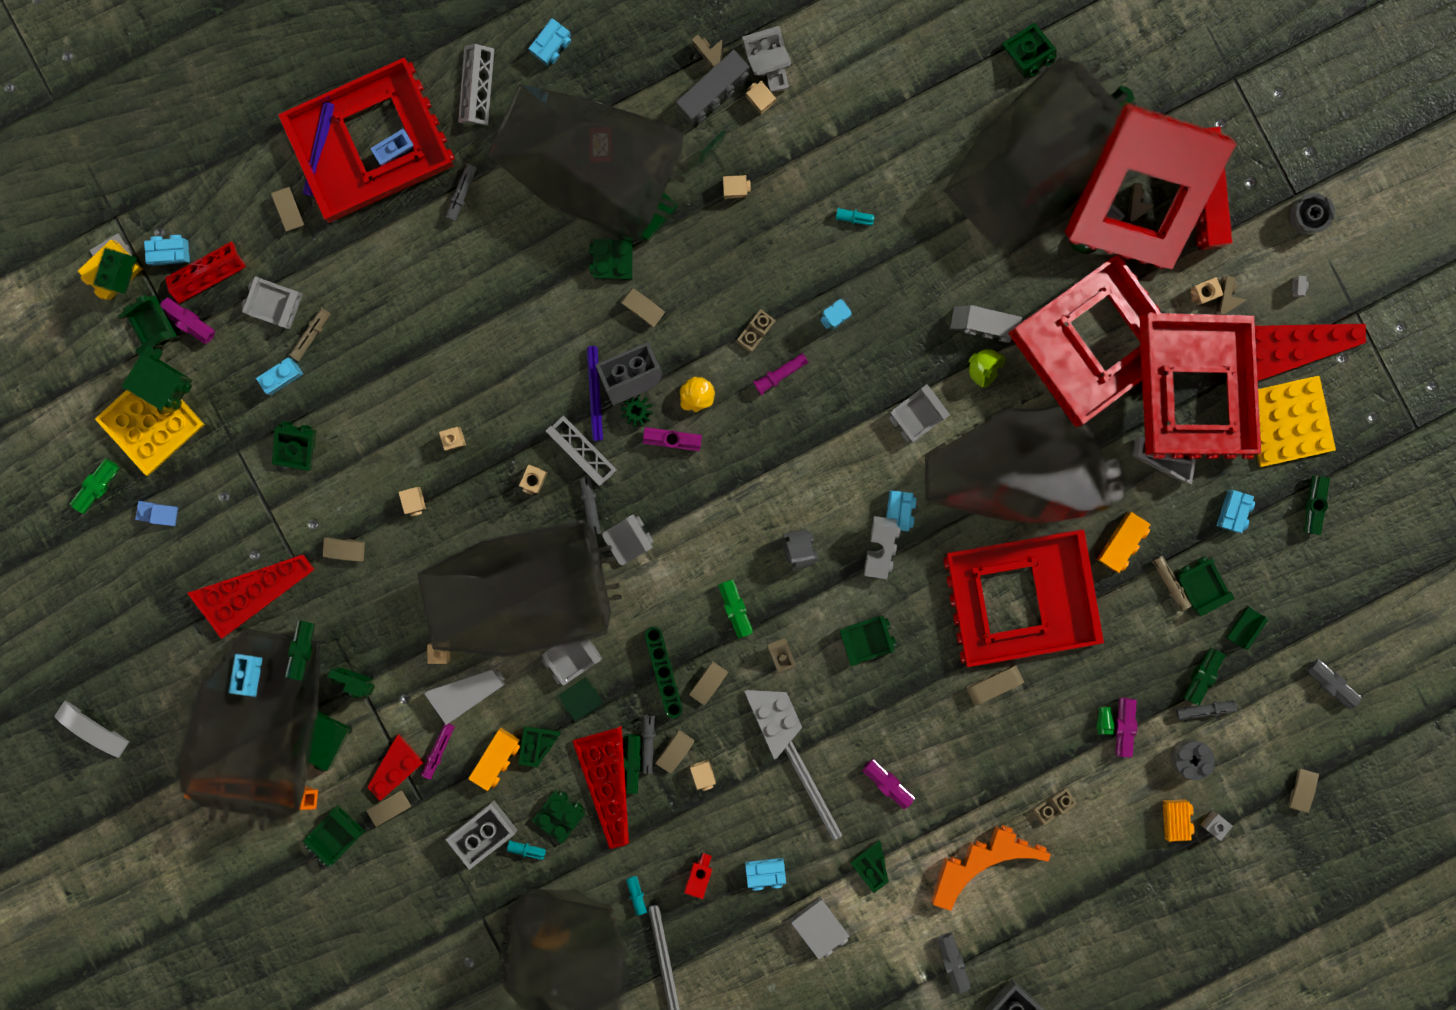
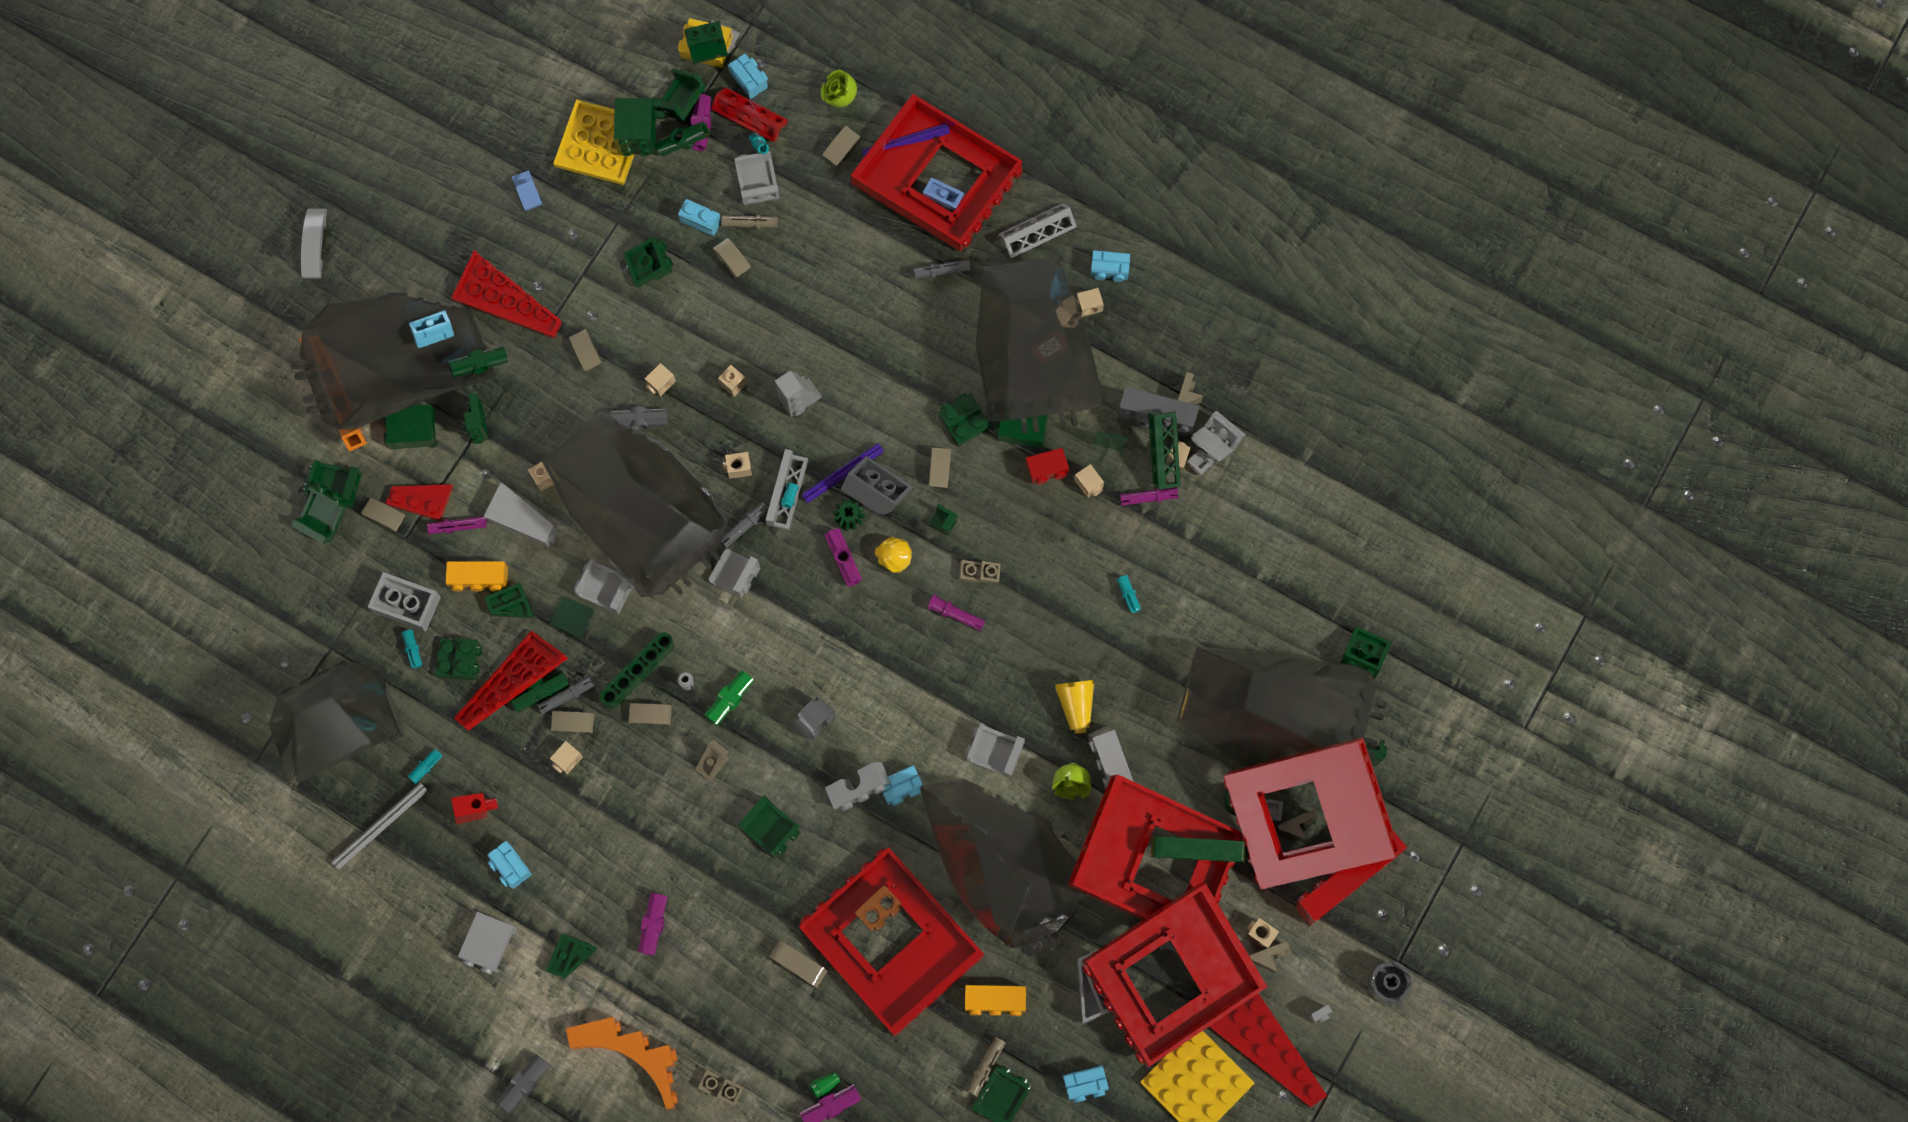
camera: 60 degrees right, 15 degrees down
(94, 486) = (520, 130): green piece -> none
(194, 347) = (682, 138): none -> dark green piece
(232, 178) = (839, 89): none -> lime cylinder
(241, 281) = (759, 143): none -> teal axle
(335, 370) = (732, 257): none -> dark tan slope
(357, 862) = (321, 513): none -> dark green panel
(436, 539) = (641, 418): none -> dark grey piece
(500, 389) = (796, 392): none -> light grey wedge
(573, 82) = (1089, 302): none -> tan brick
(589, 452) = (789, 496): none -> teal pin
(691, 333) = (943, 519): none -> dark green panel
(695, 640) = (685, 676): none -> light grey pin
(700, 214) = (1047, 466): none -> red brick
(748, 110) = (1157, 449): none -> dark green fence
(775, 718) = (653, 789): light grey wing -> none
(780, 143) = (1149, 496): none -> magenta pin
(812, 791) = (609, 859): light grey axle -> none
(835, 315) = (1034, 626): medium azure brick -> none
(921, 320) = (1077, 703): none -> yellow cone
(990, 595) = (874, 905): none -> dark orange brick
(1113, 300) = (1197, 849): none -> dark green beam

